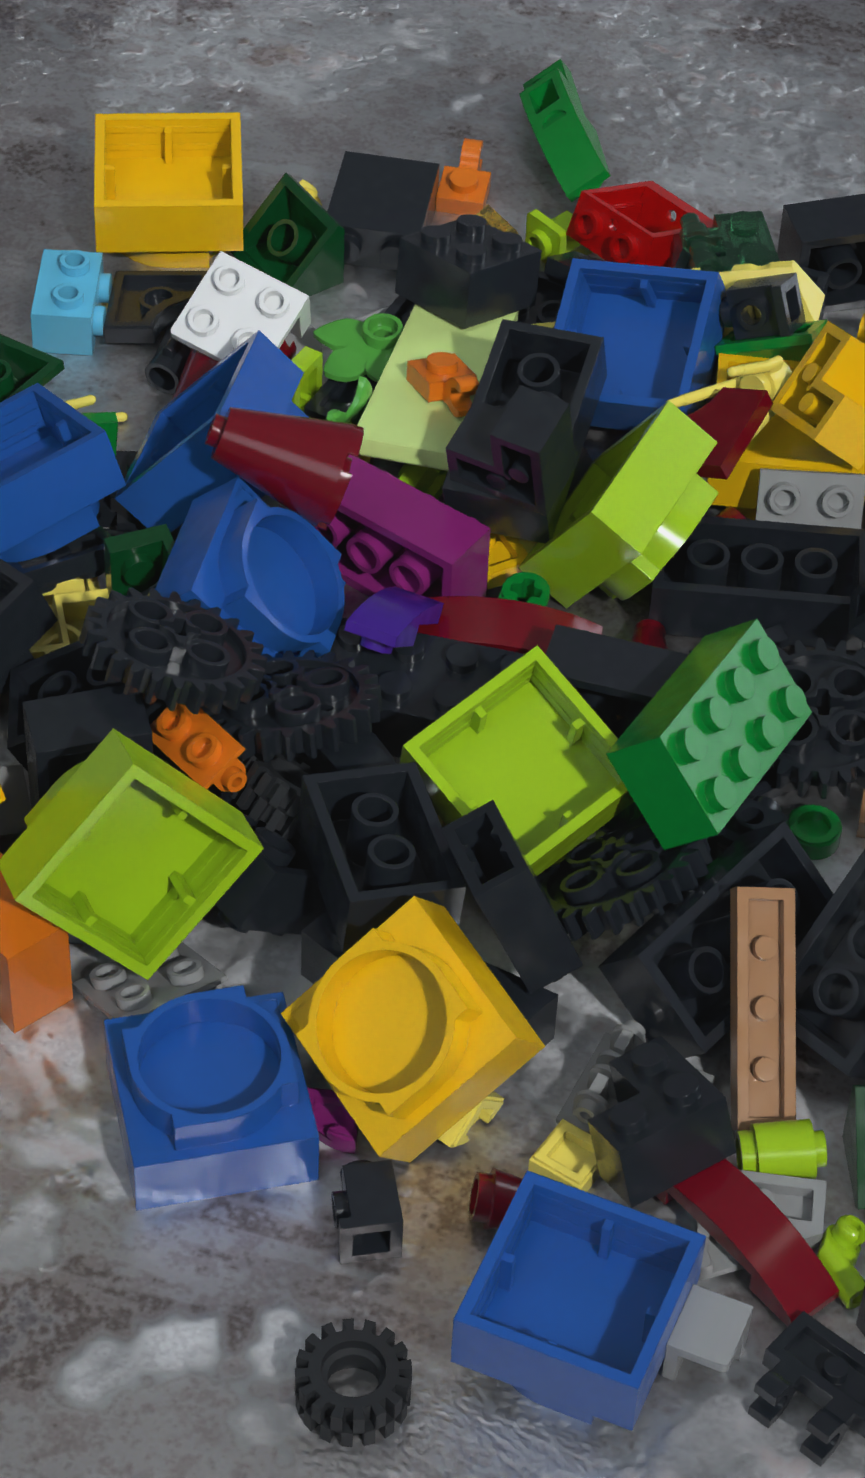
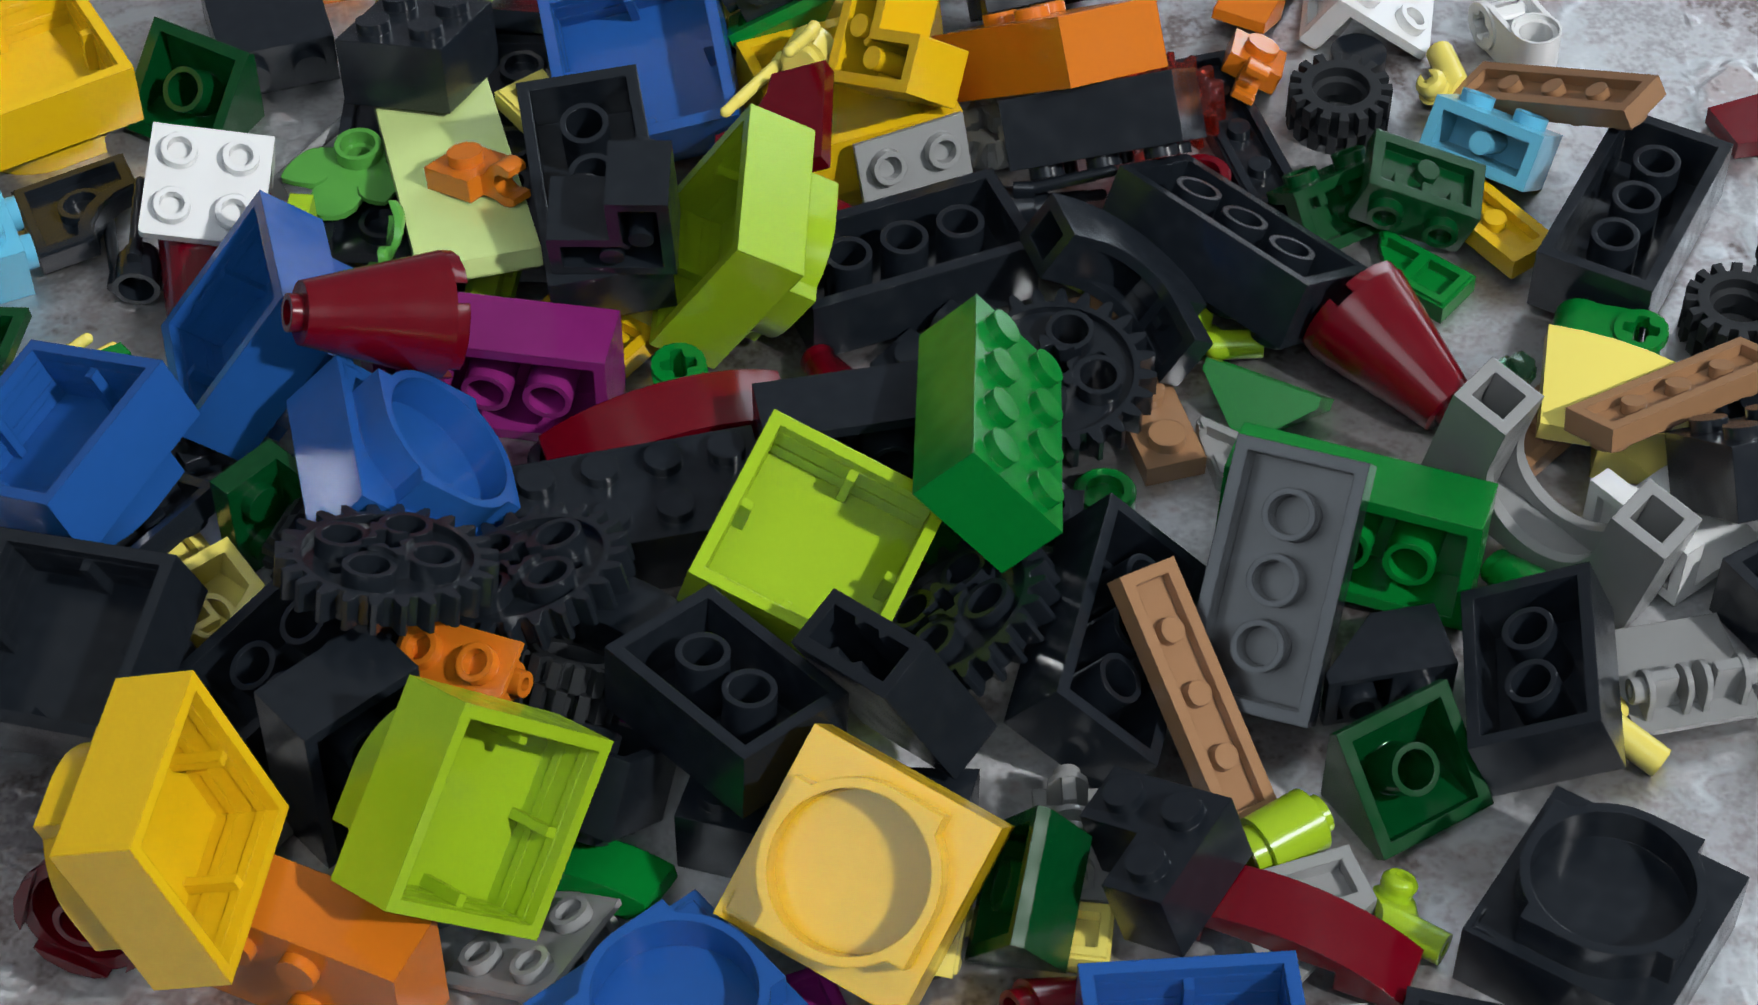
camera: 25 degrees left, 0 degrees up
(240, 956) = (620, 873): none -> green slope
(392, 619) = (572, 446): dark purple slope -> none
(545, 1107) = (1031, 895): none -> dark green slope

